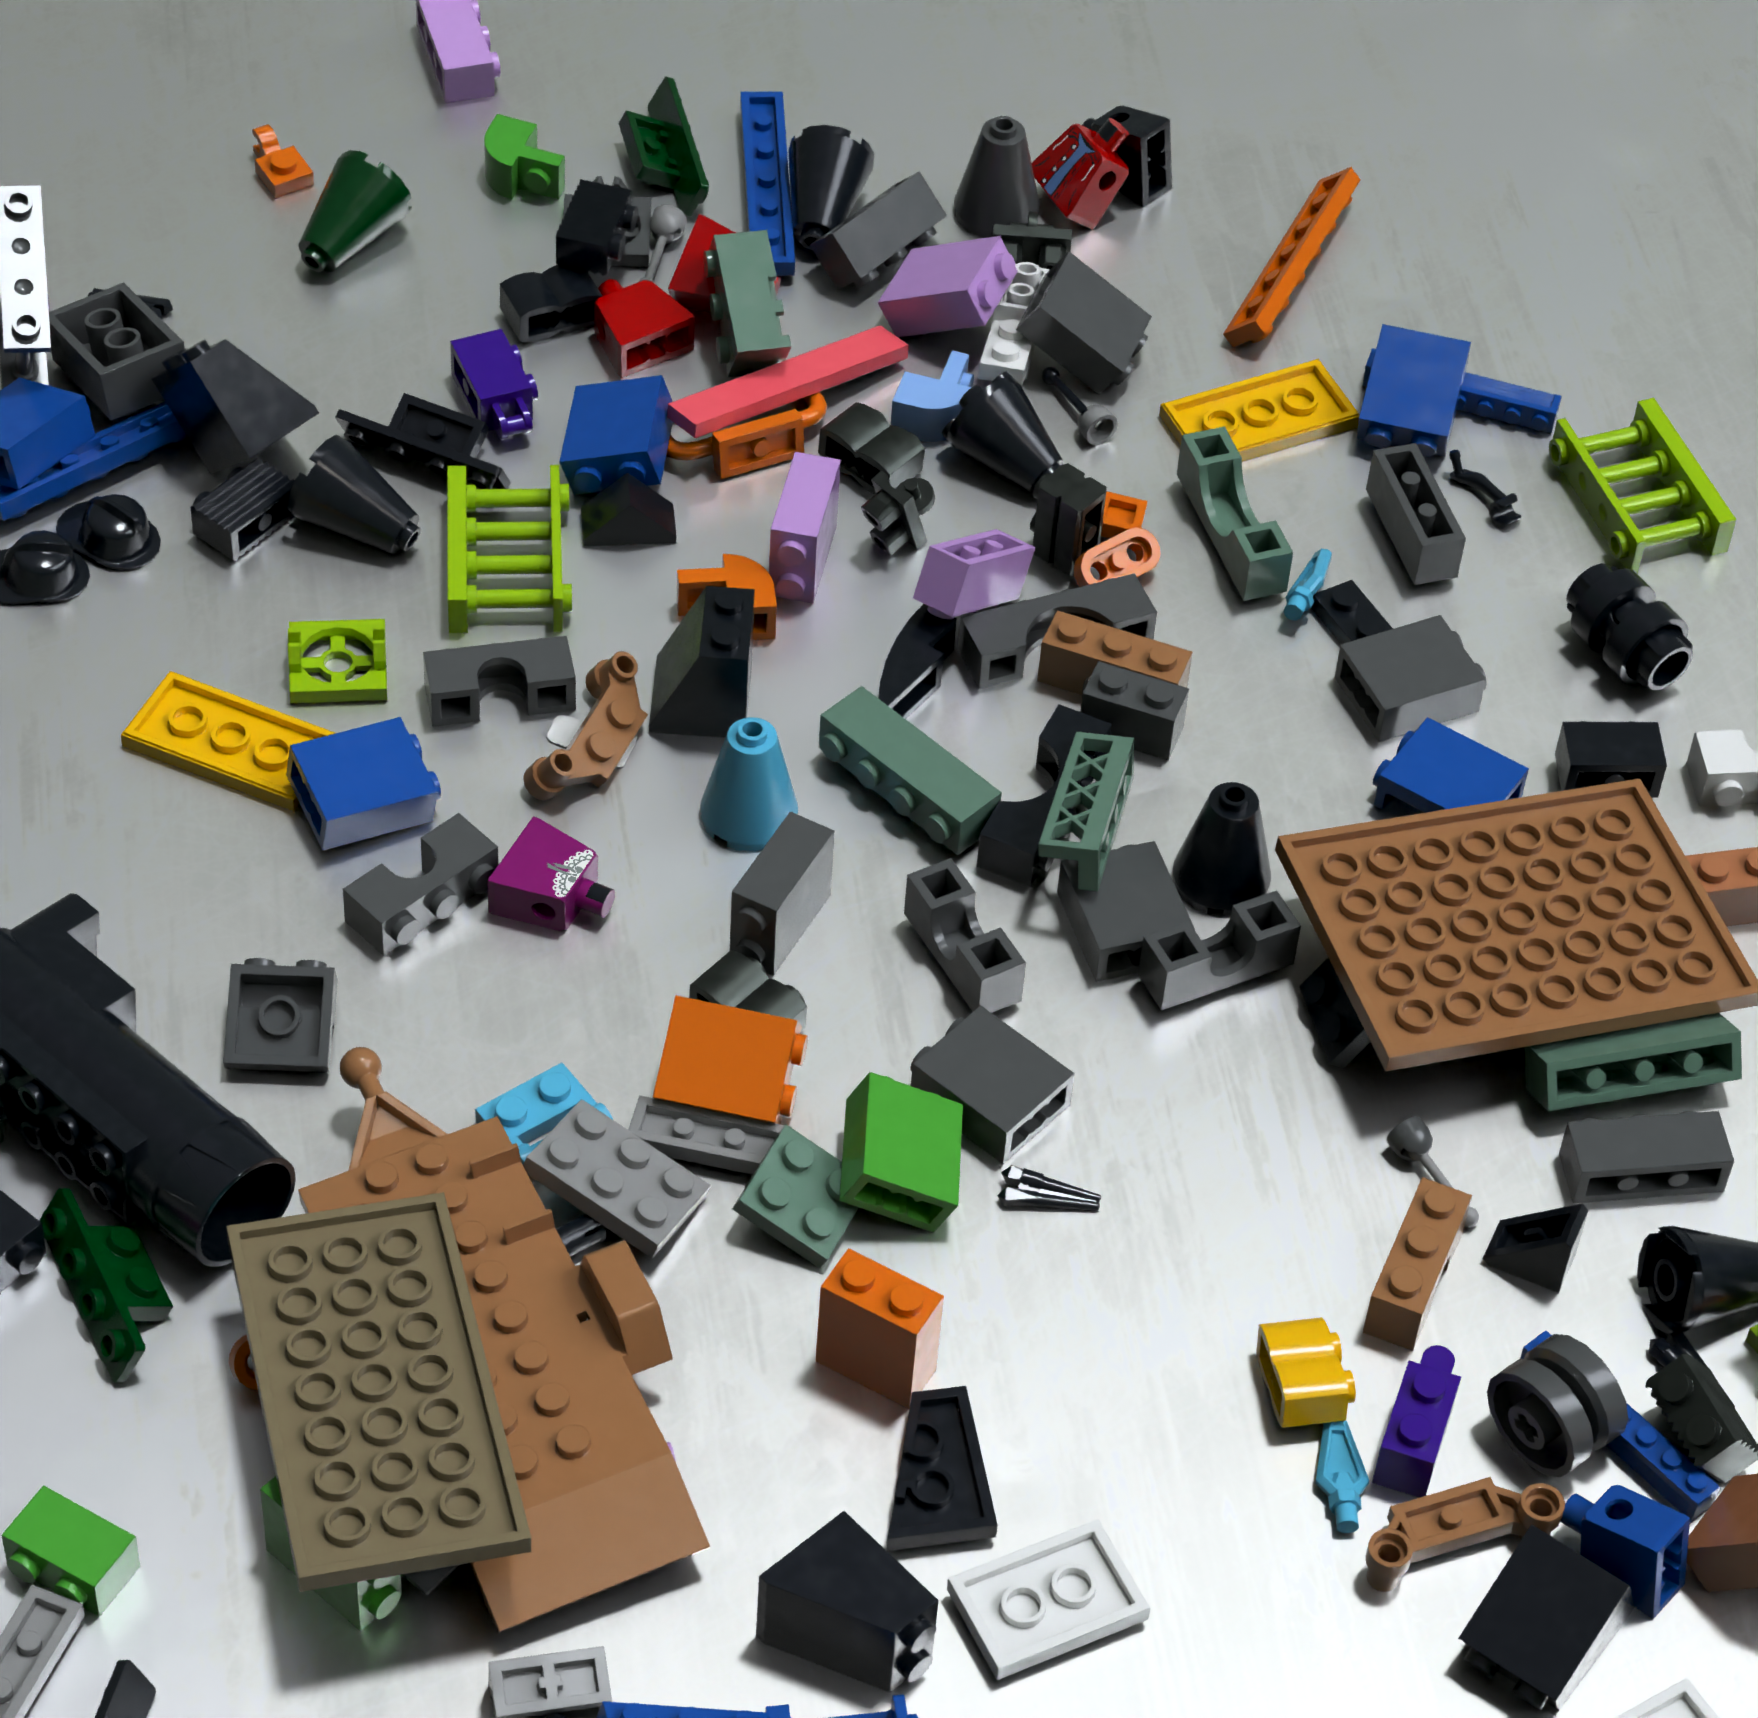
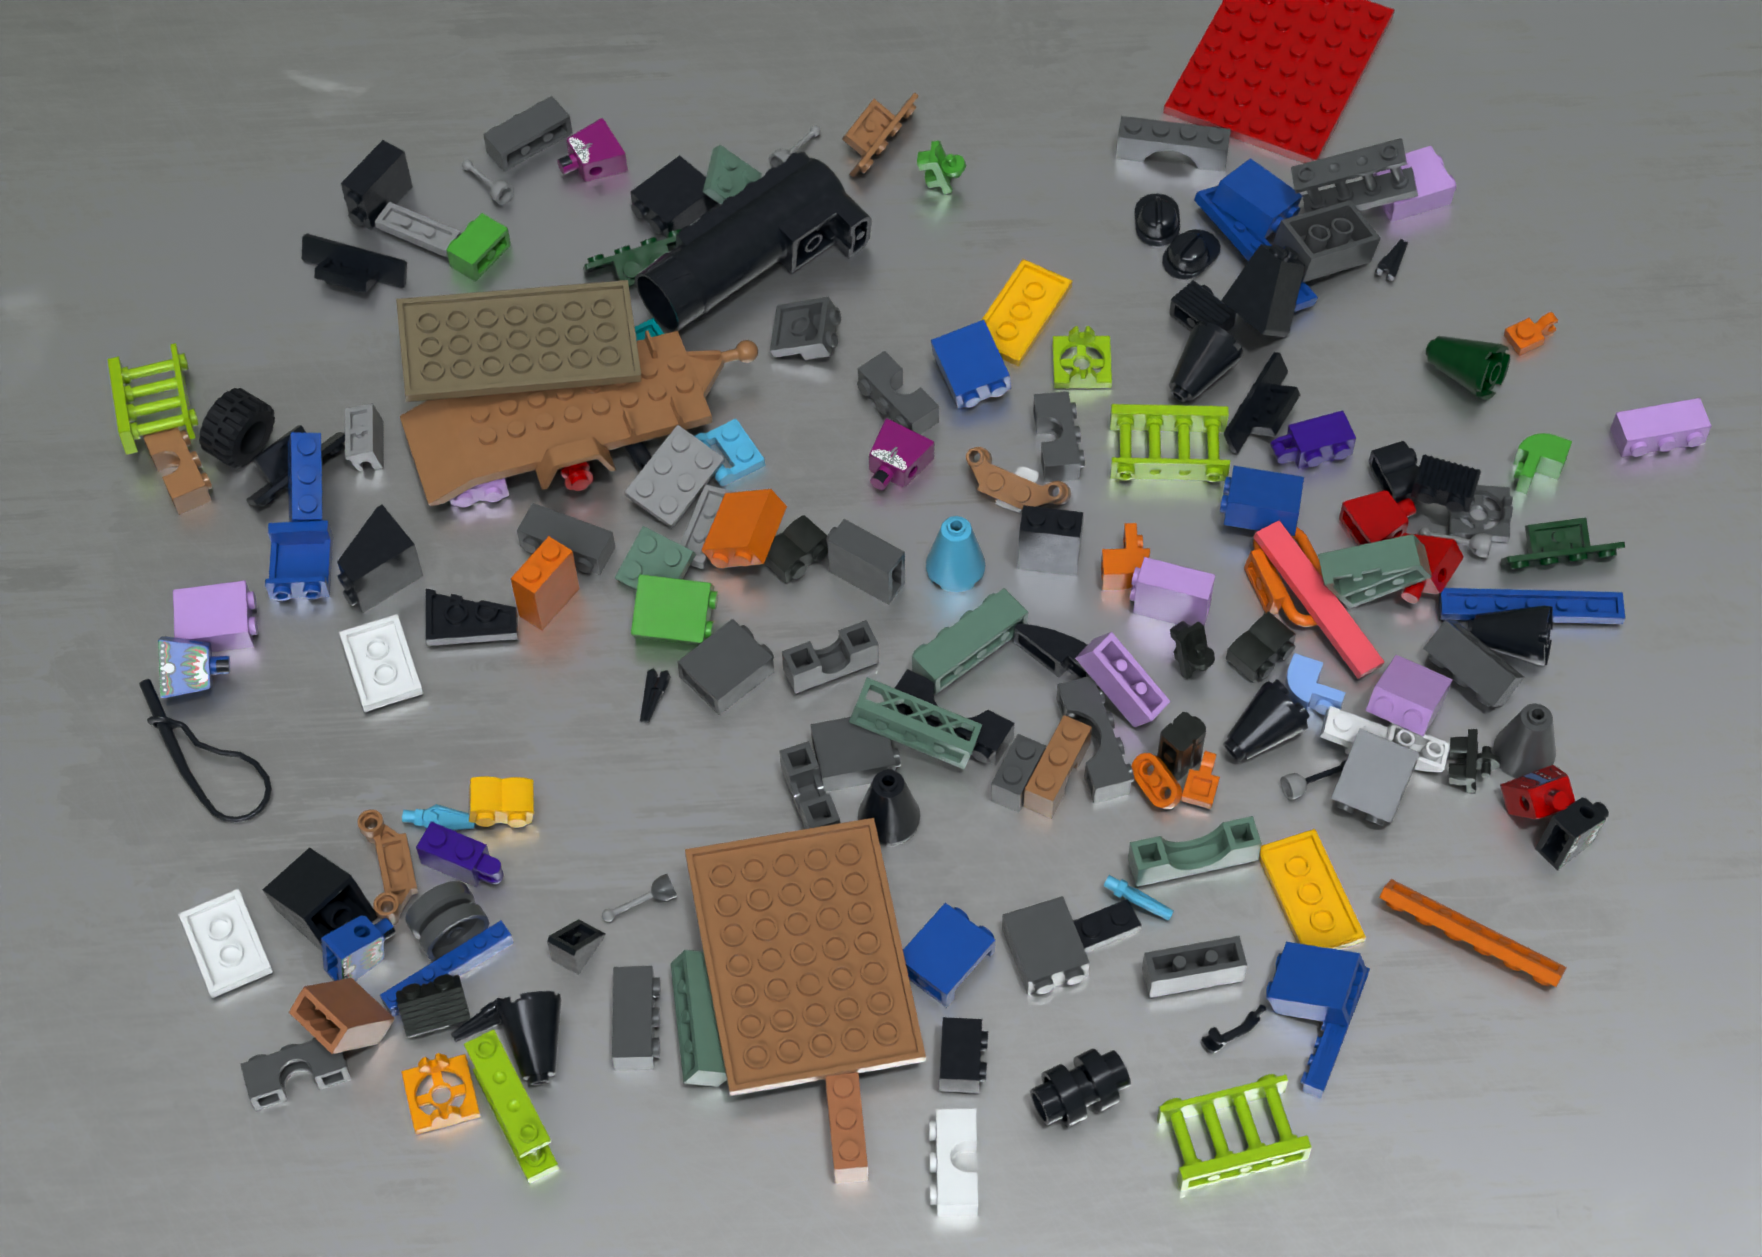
camera: 100 degrees right, 10 degrees up
(628, 515) = (1201, 514): black slope -> none
(758, 1335) = (590, 544): none -> dark grey brick
(1416, 1263) = (587, 880): medium nougat arch -> none

